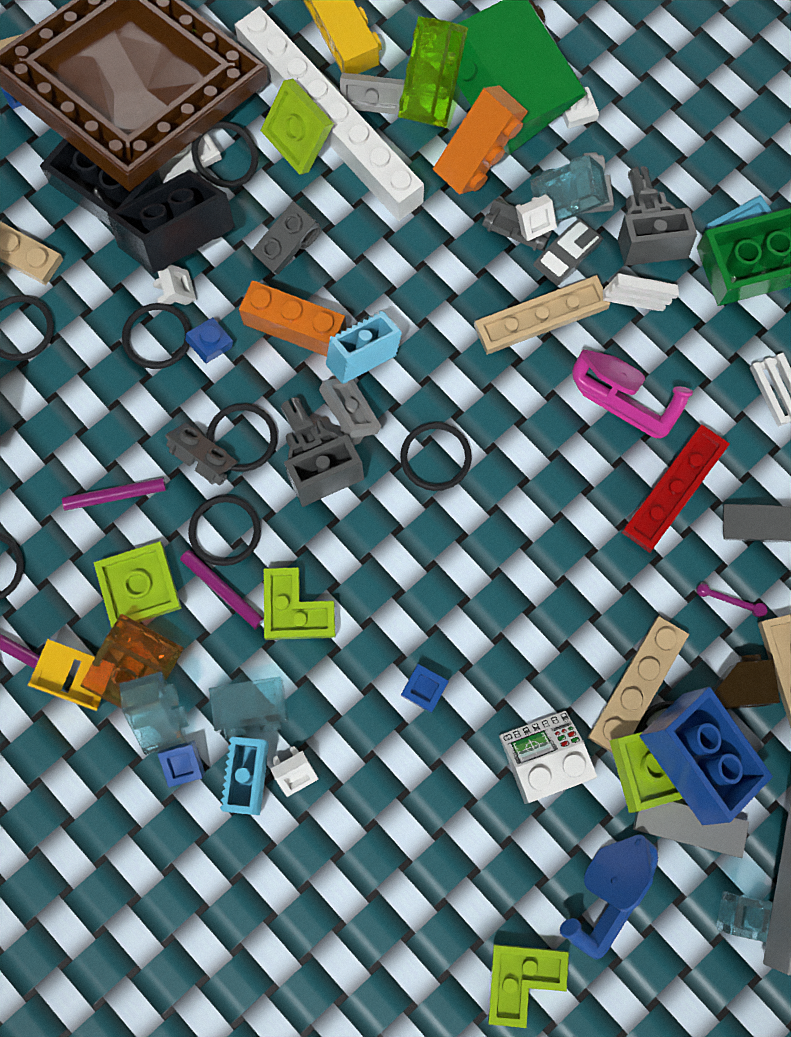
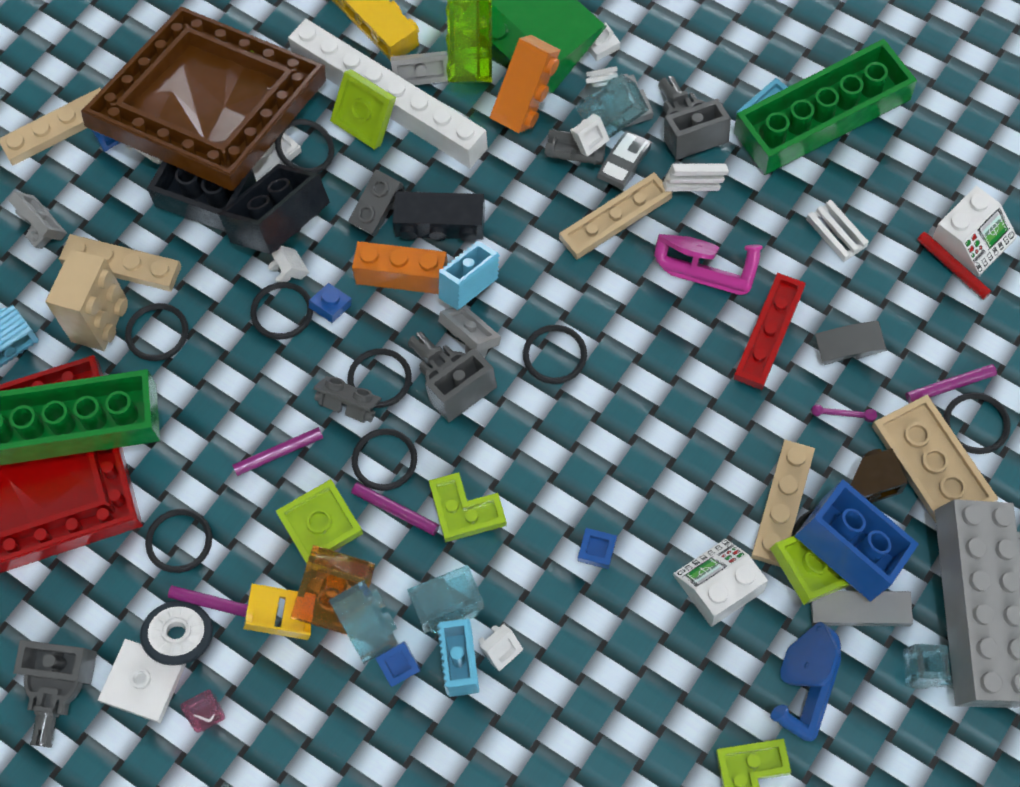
camera: 10 degrees left, 10 degrees down
(349, 269) = (439, 215): none -> black brick
(567, 149) = (601, 76): none -> white piece

